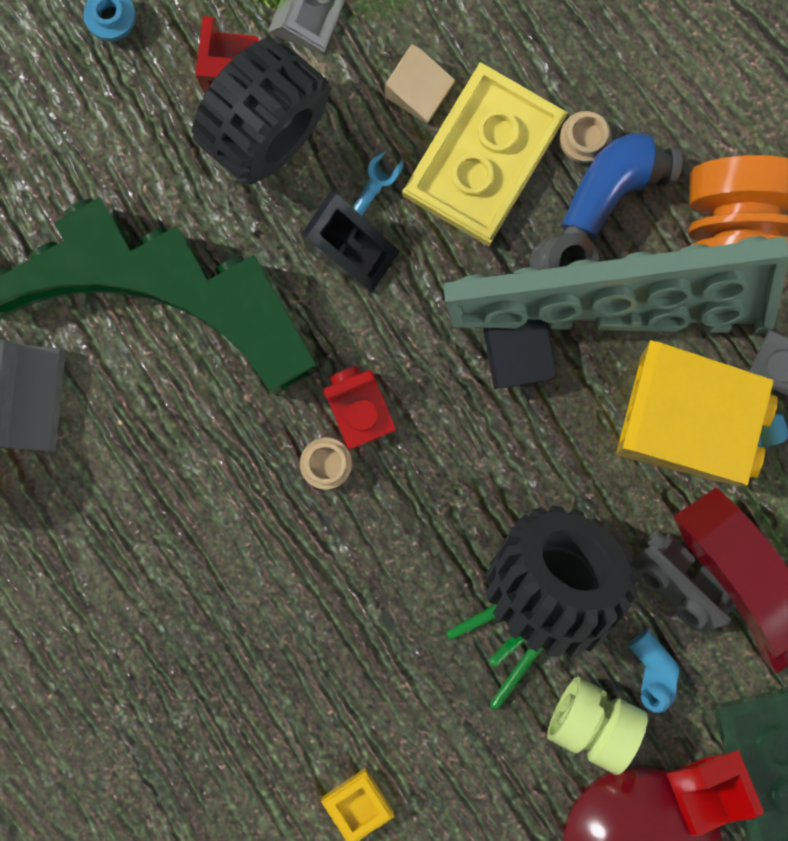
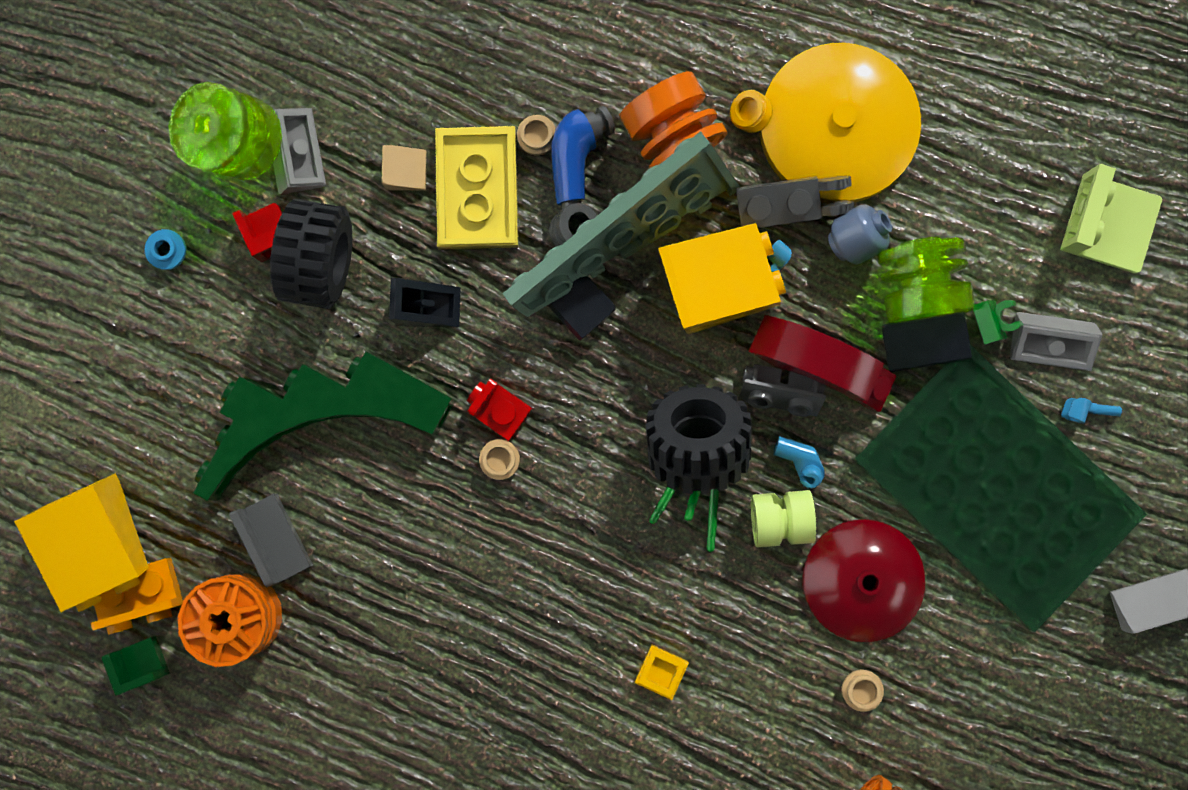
camera: 30 degrees left, 0 degrees up
(376, 182) = (416, 250): dark azure hand -> none
(715, 792) = (885, 514): red panel -> none

